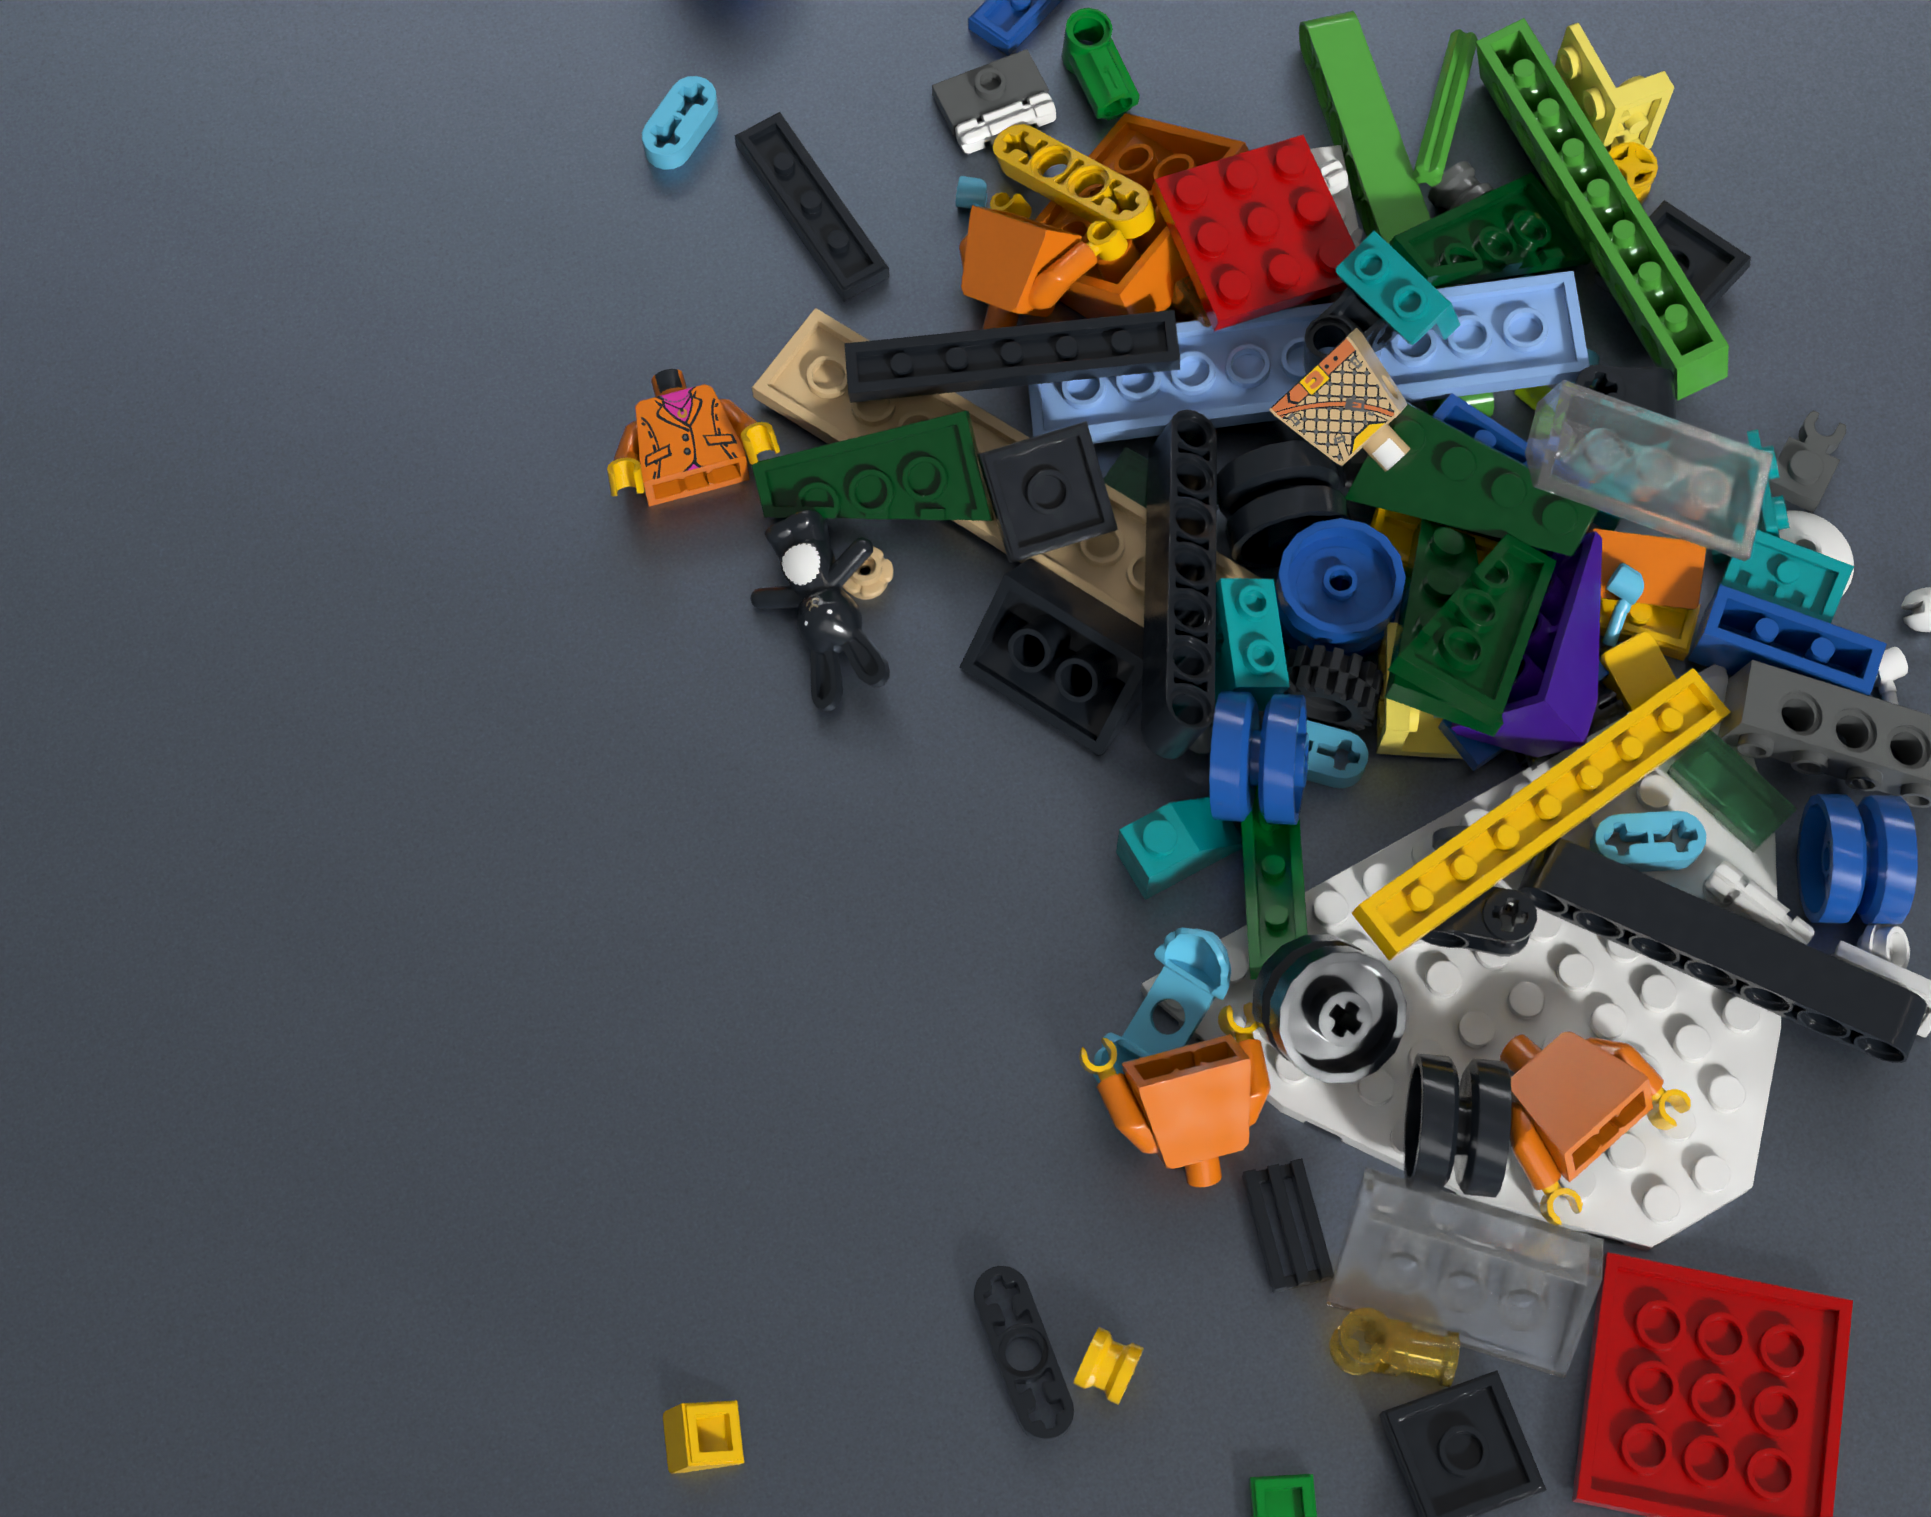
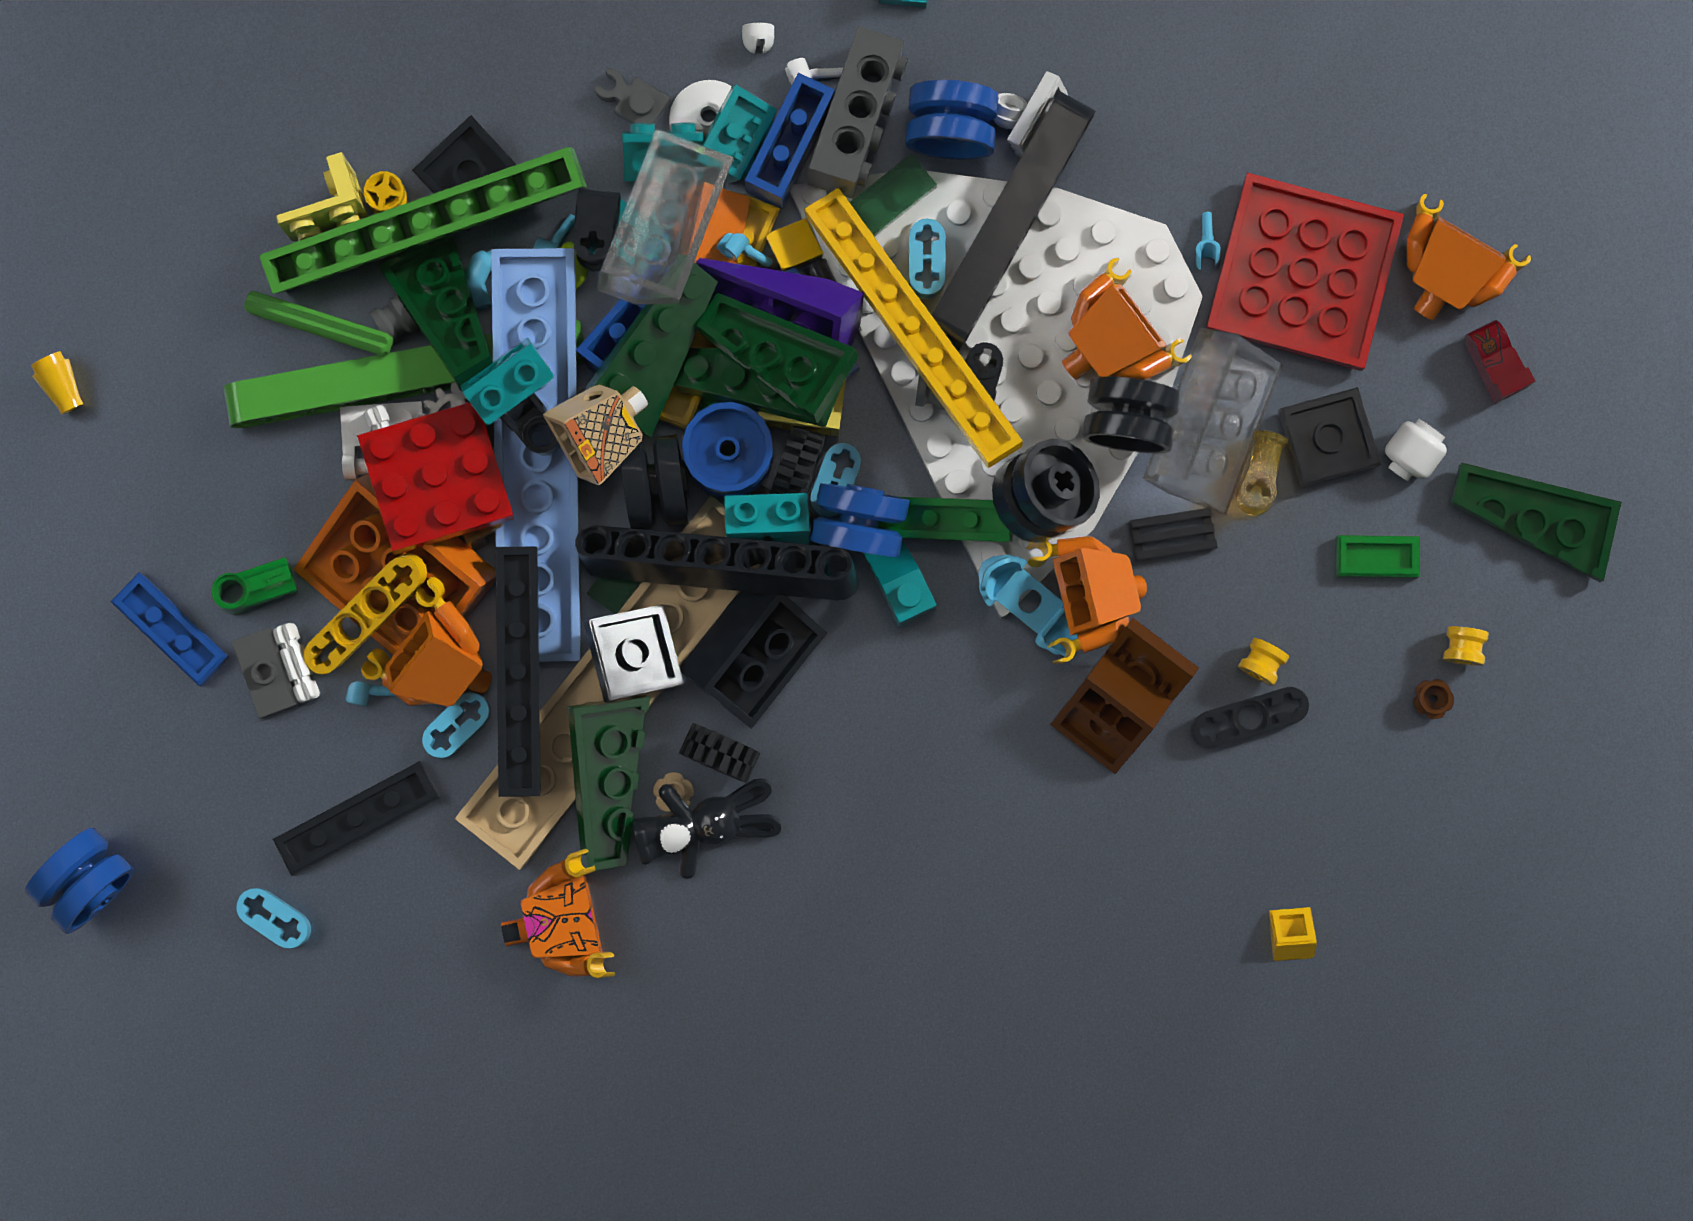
camera: 90 degrees left, 15 degrees up
(920, 613) = (719, 752): none -> black tyre
(942, 303) = (463, 733): none -> medium azure beam
(1041, 1155) = (1124, 696): none -> reddish brown bracket
(1728, 1251) = (1207, 247): none -> medium azure hand
(1756, 903) = (979, 190): white axle -> none

